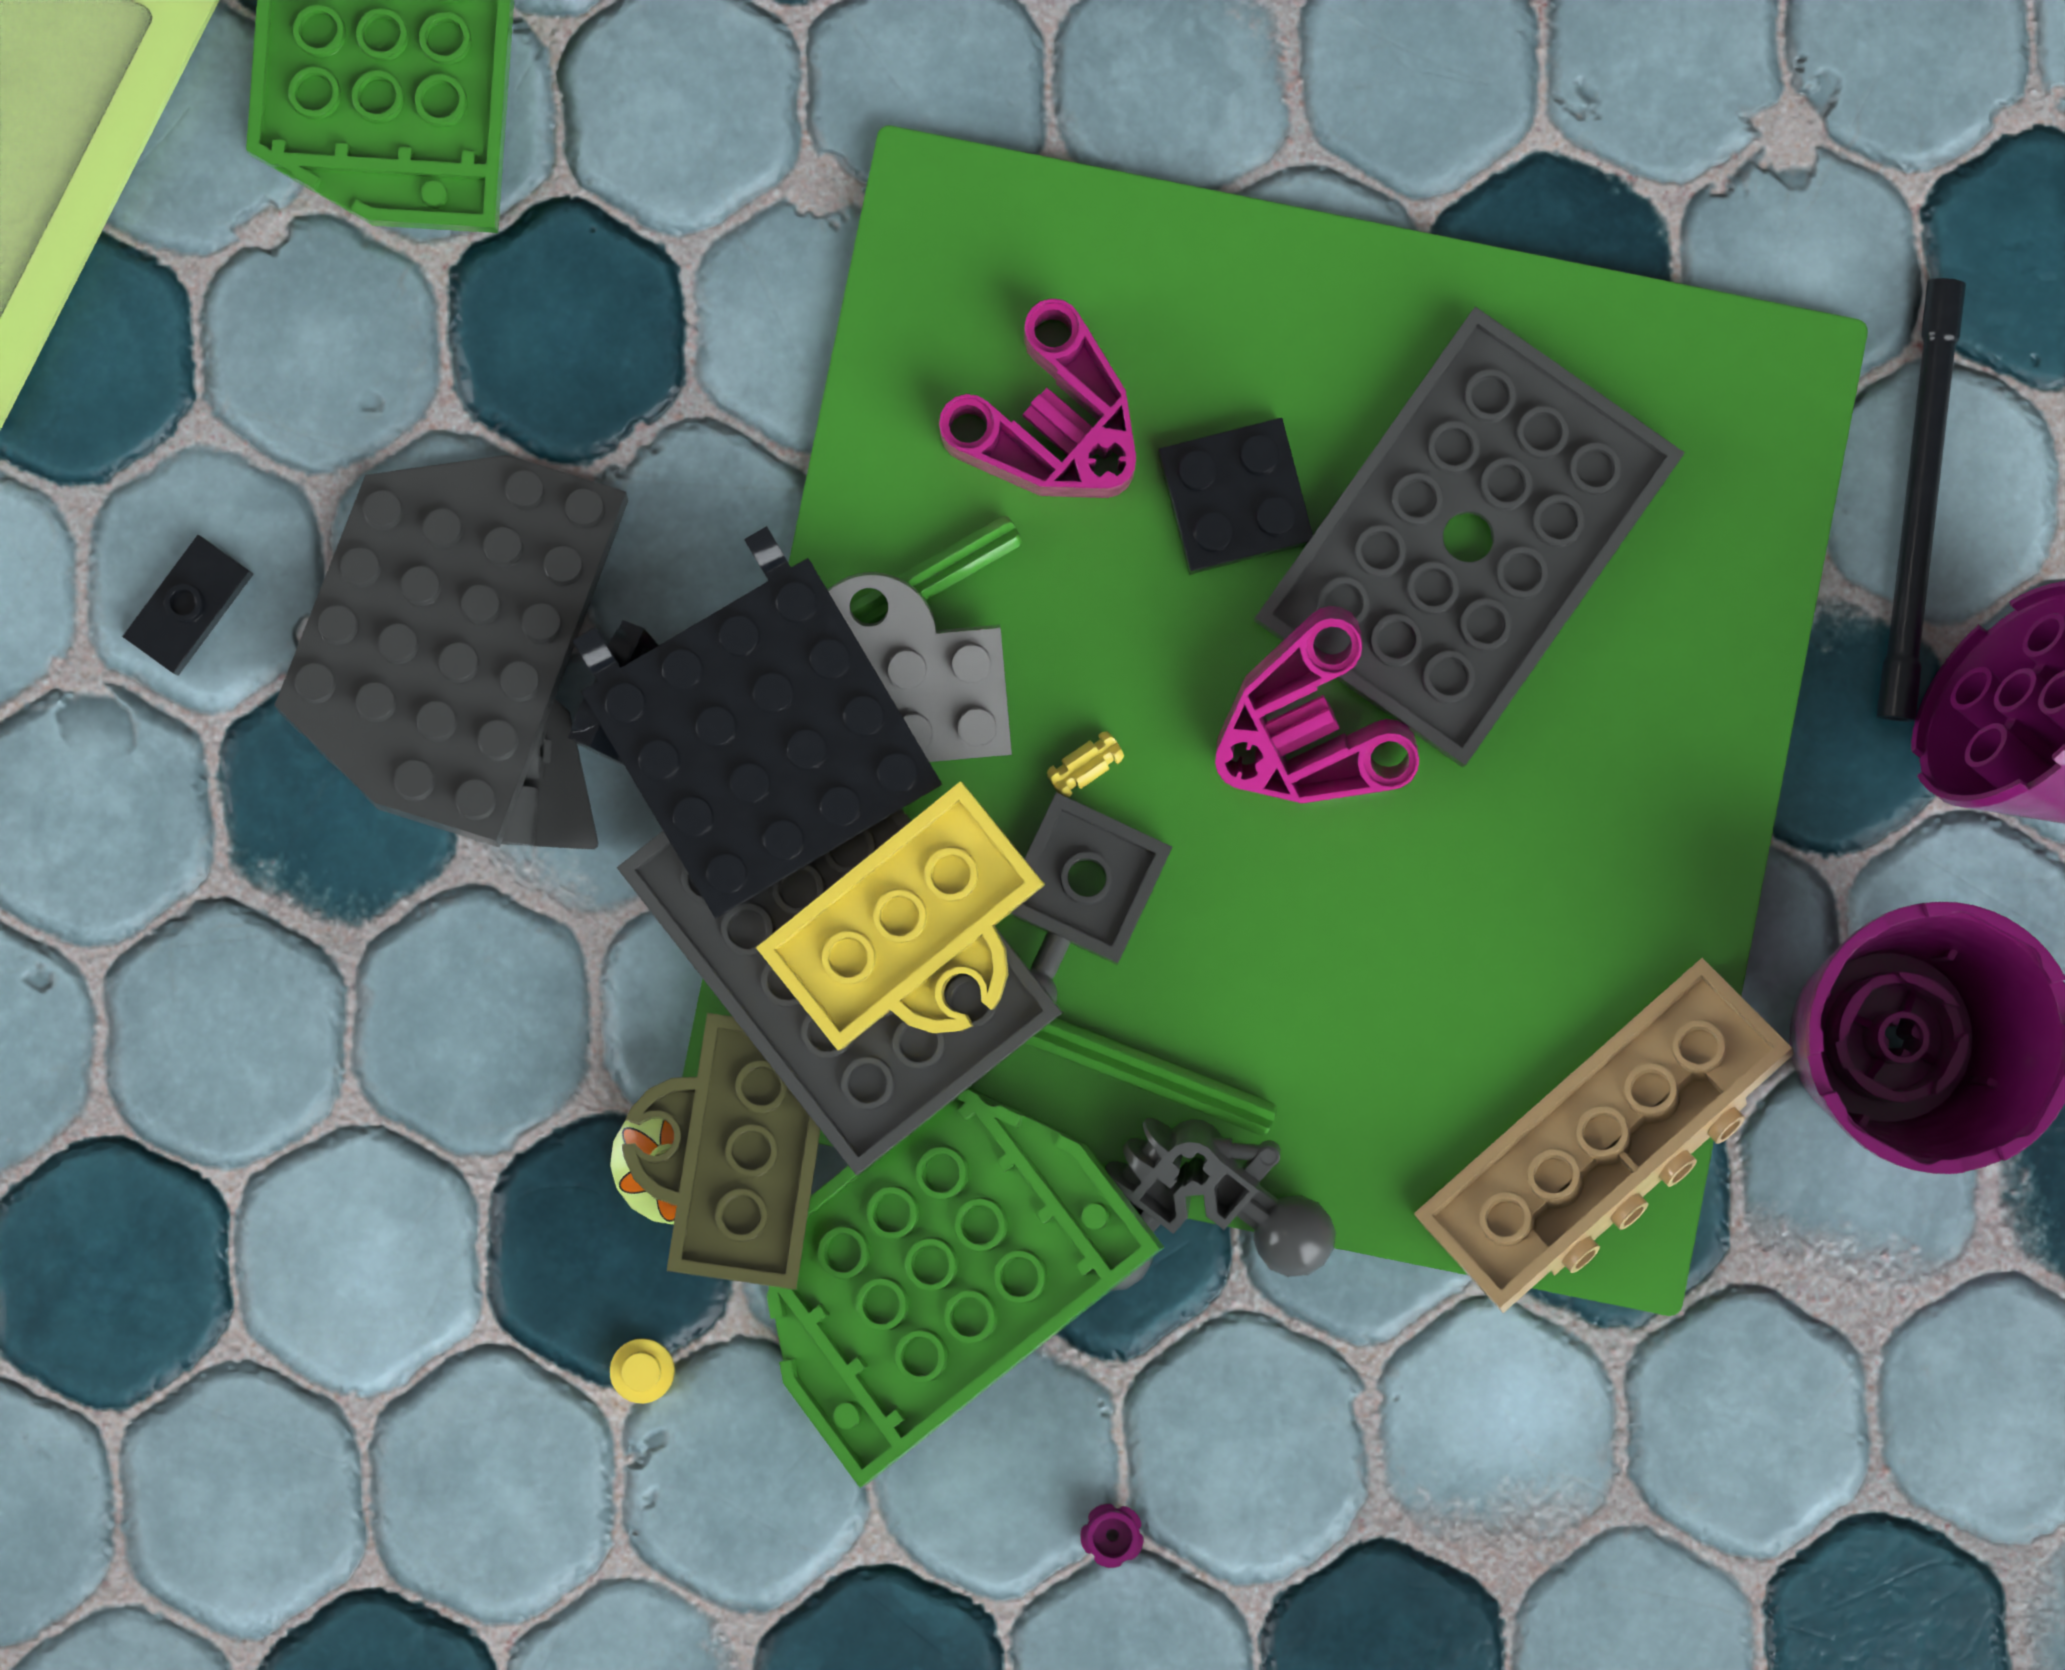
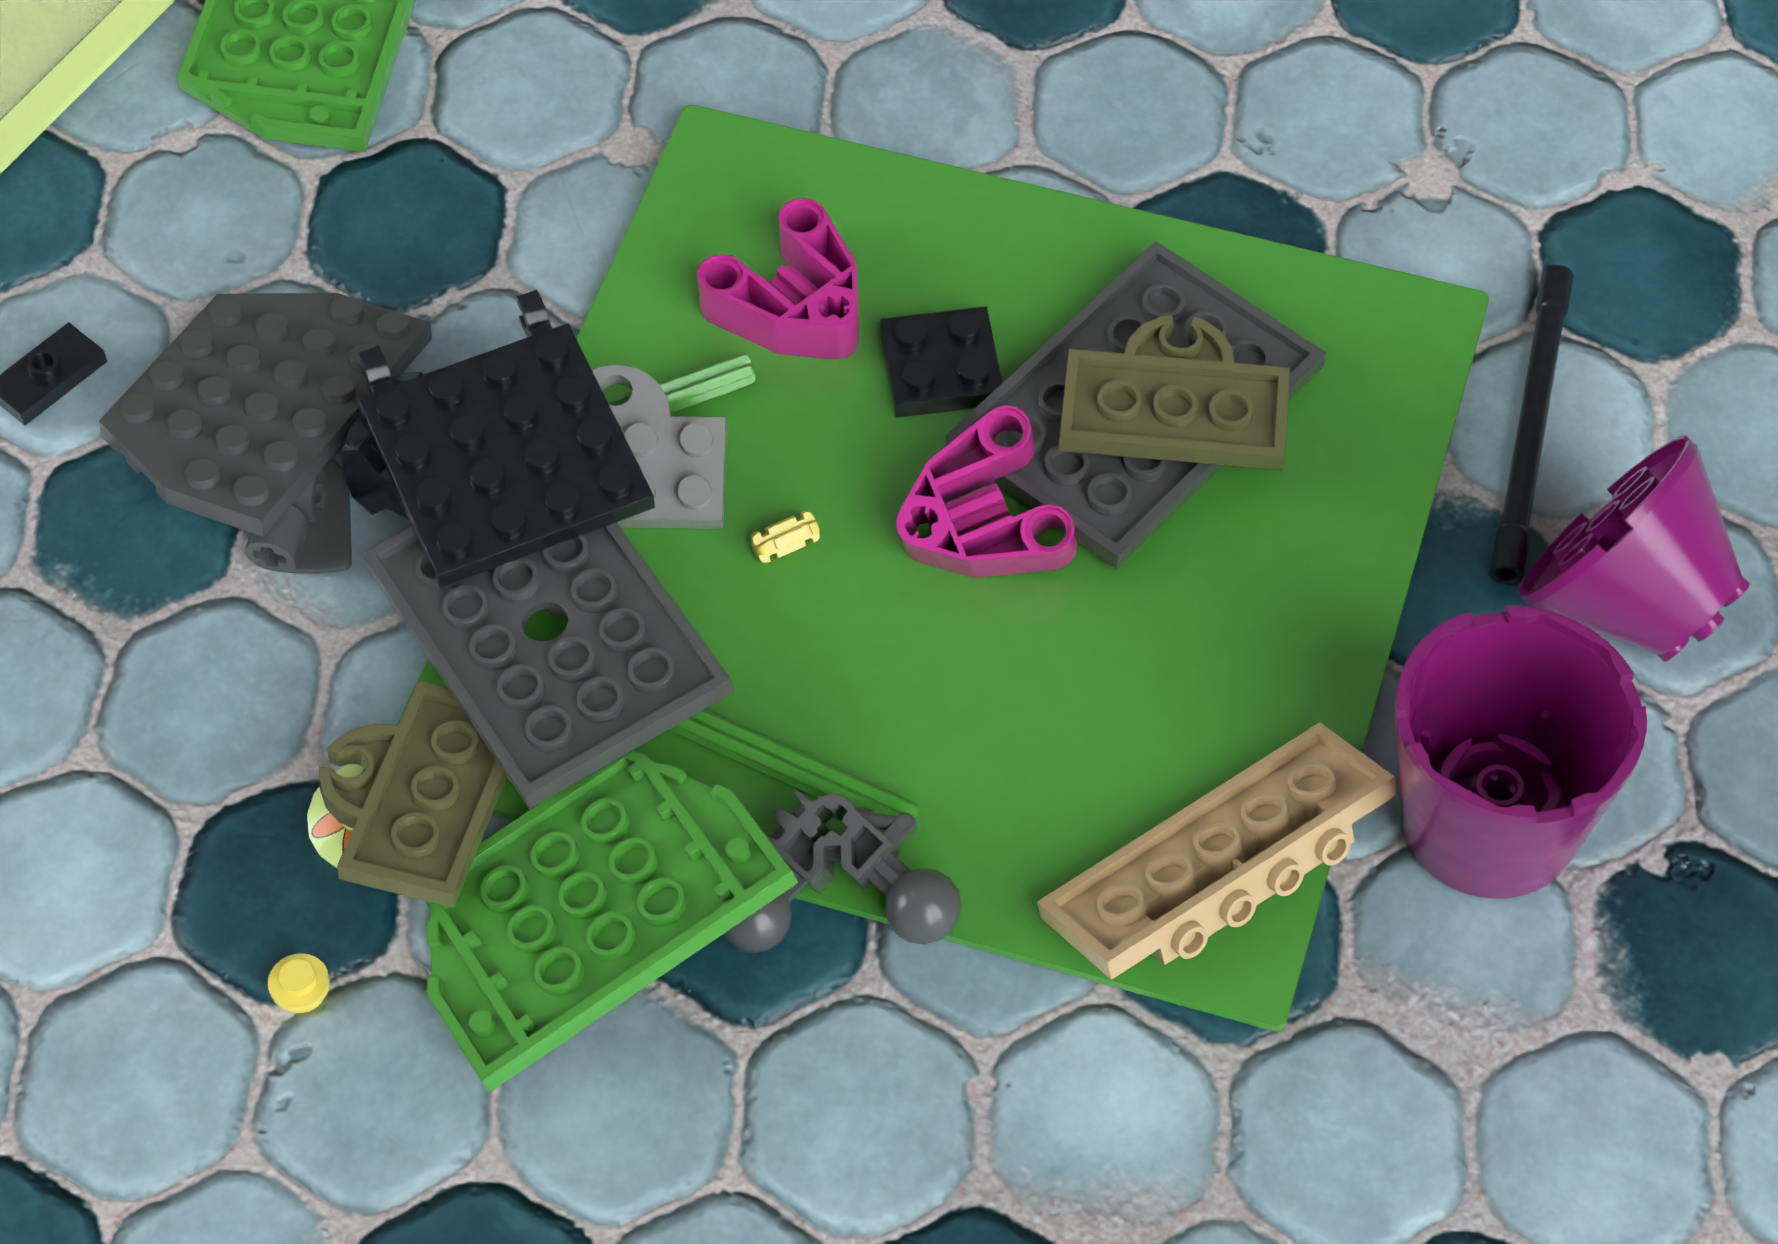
camera: 10 degrees right, 30 degrees down
(907, 925) = (605, 596): light yellow plate -> none
(1096, 922) = (772, 648): dark grey plate -> none
(1125, 1547) = (713, 1153): magenta plate -> none
(1519, 556) = (1175, 401): none -> olive plate

